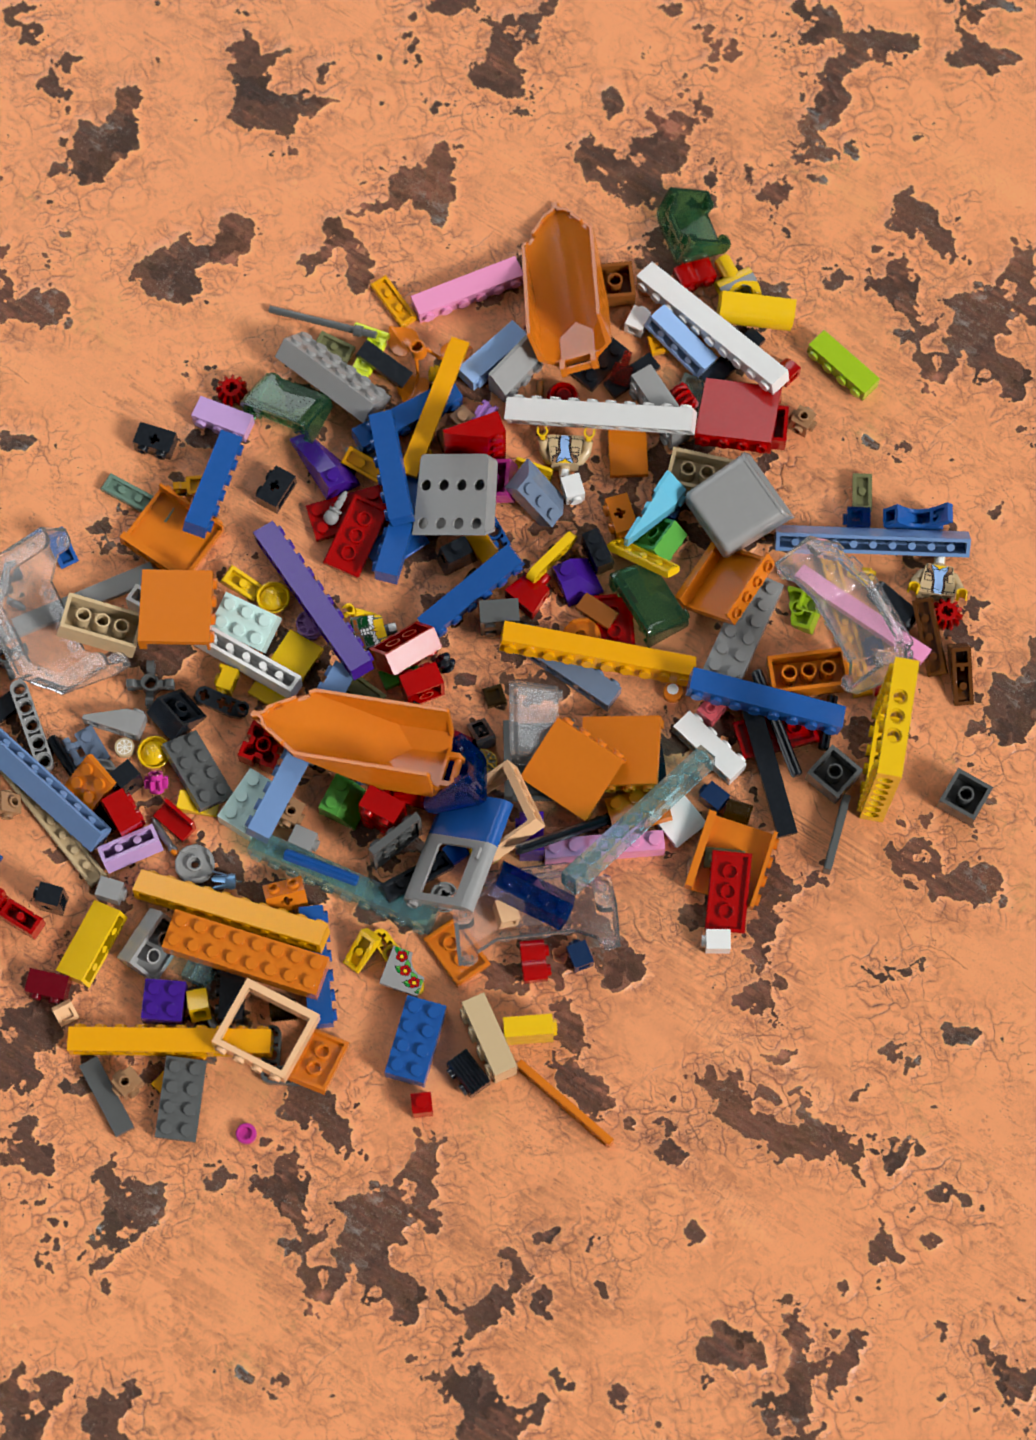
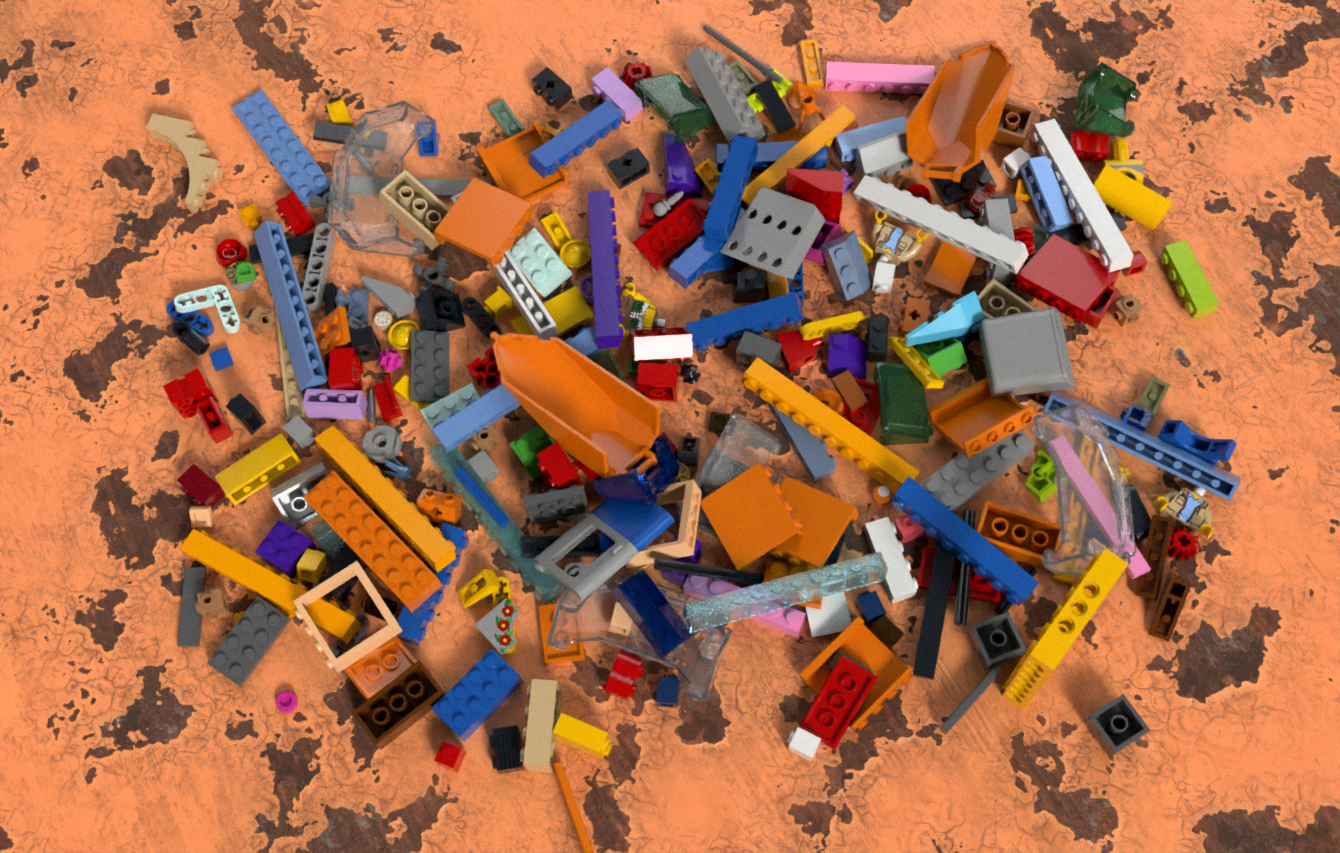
camera: 35 degrees right, 5 degrees down
(352, 1083) = (399, 705): none -> reddish brown brick

